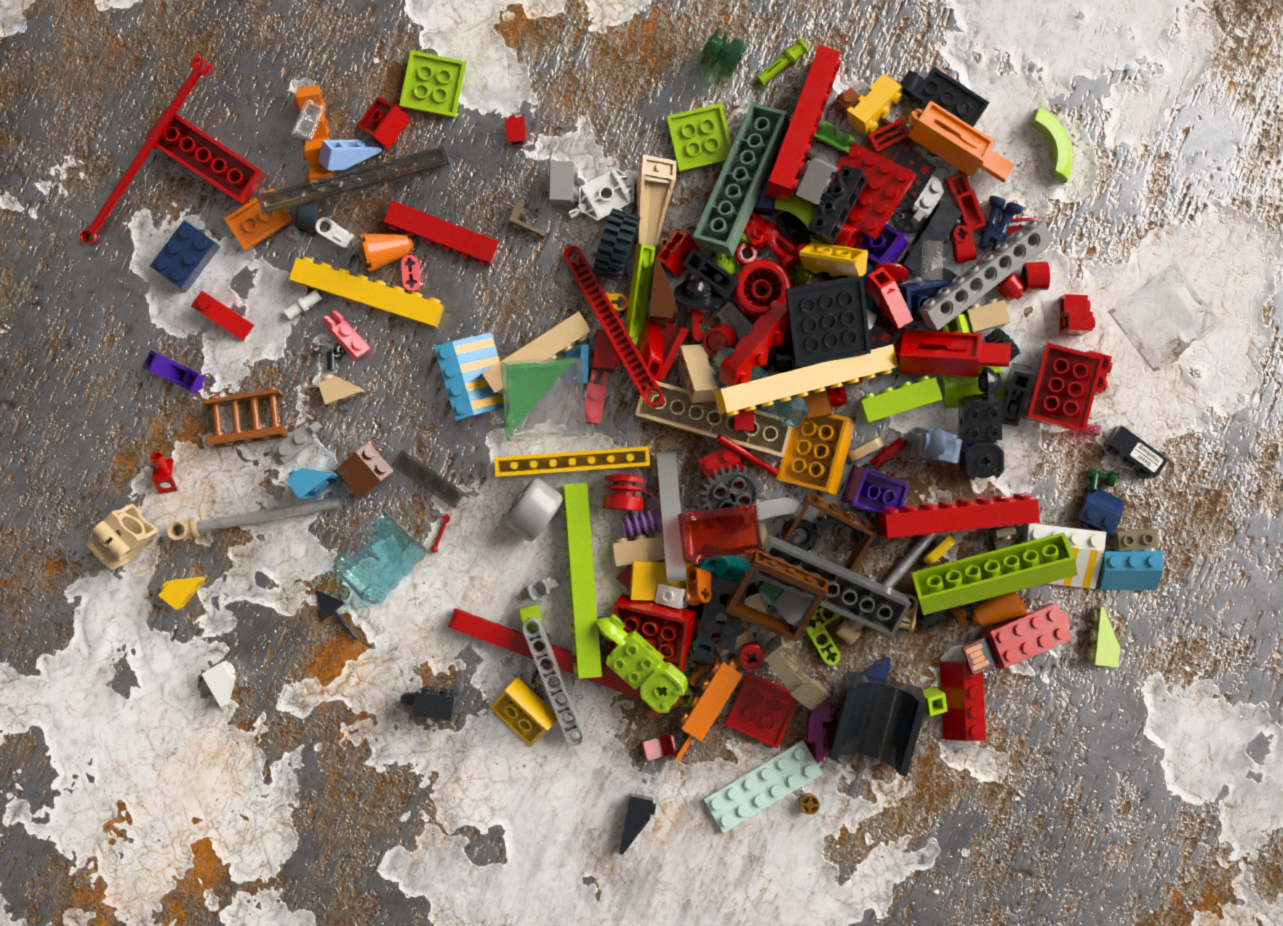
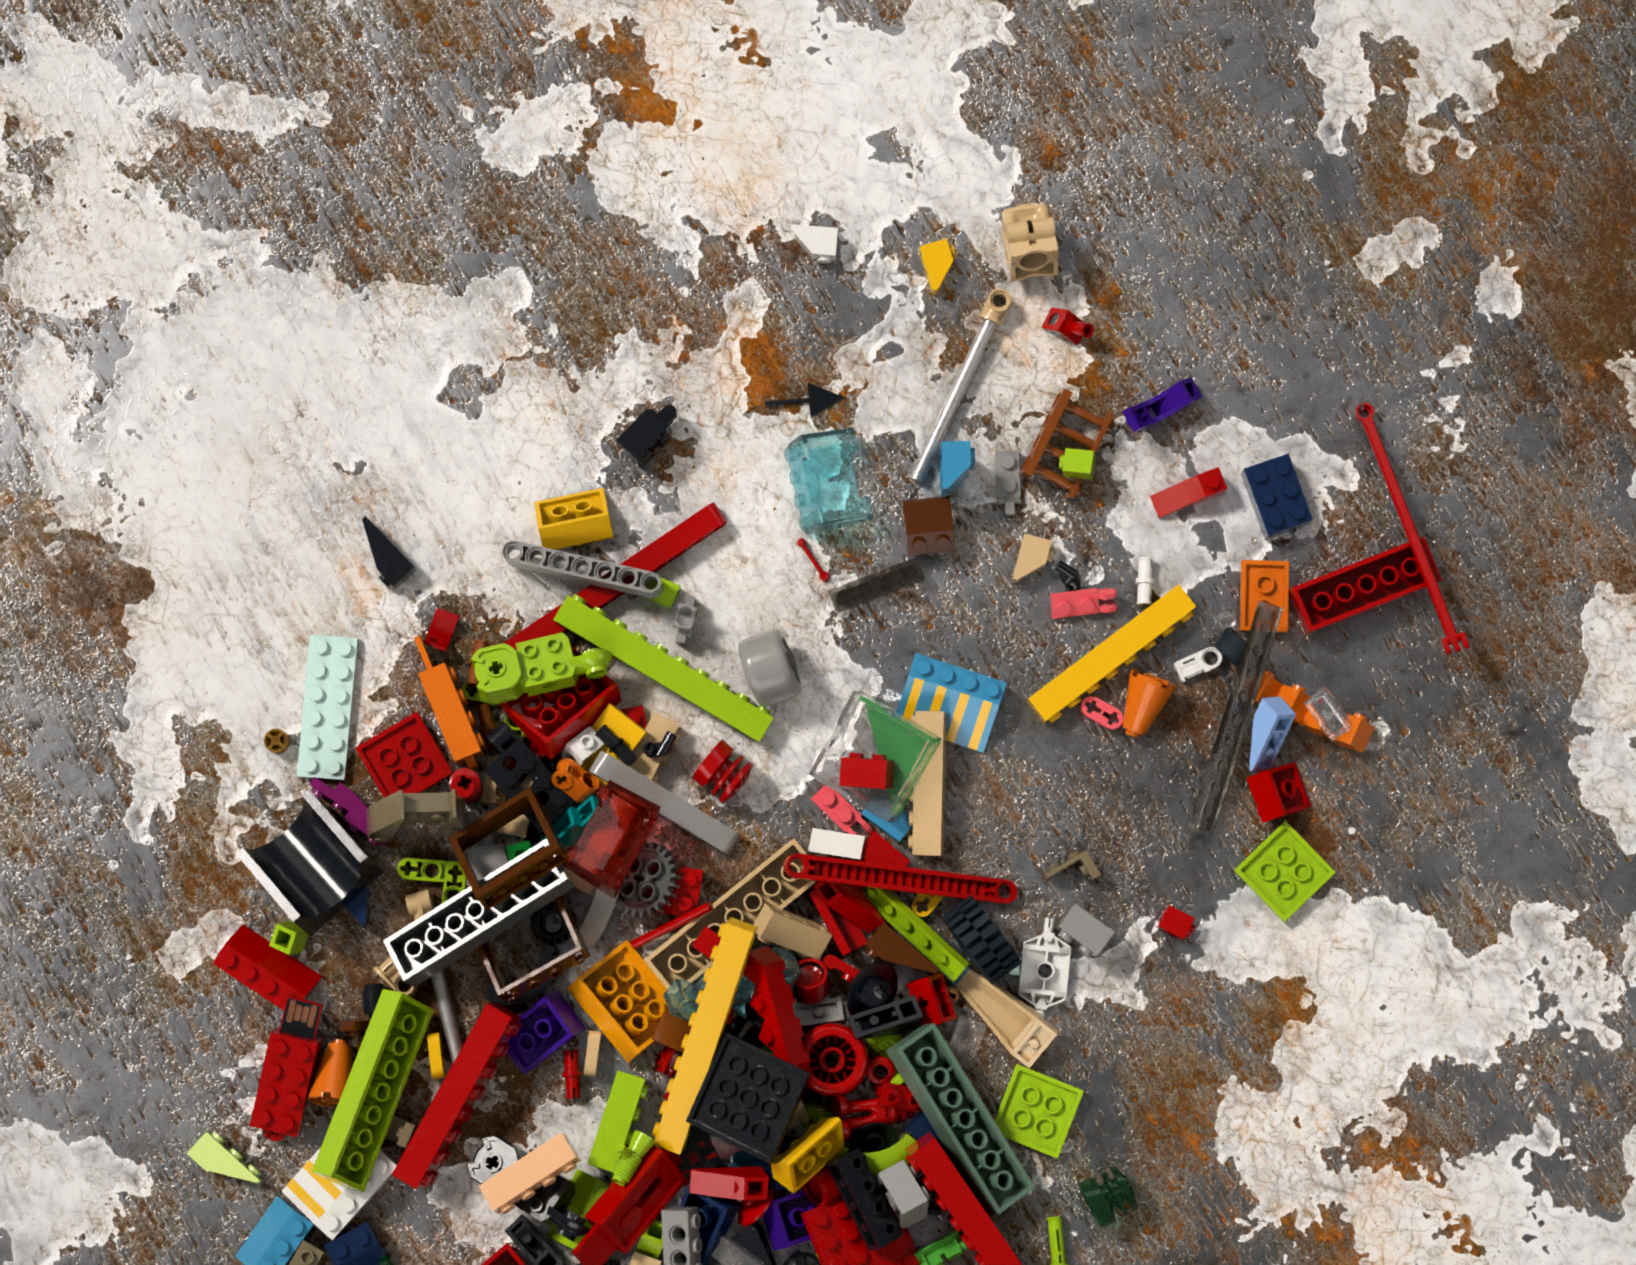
camera: 125 degrees right, 5 degrees down
(252, 400) = (1077, 463): none -> lime brick
(440, 232) = (1121, 772): red brick -> none
(558, 397) = (866, 772): none -> red brick
(572, 461) = (791, 742): yellow brick -> none
(618, 386) = (836, 843): none -> white sticker
(637, 544) = (660, 749): none -> black arm
(641, 522) = (679, 769): medium lavender piece -> none
(656, 574) = (616, 745): none -> black axle
(918, 372) = (631, 1157): none -> lime piece
(934, 446) = (545, 1118): sand blue brick -> none
(976, 430) = (530, 1173): none -> light nougat brick

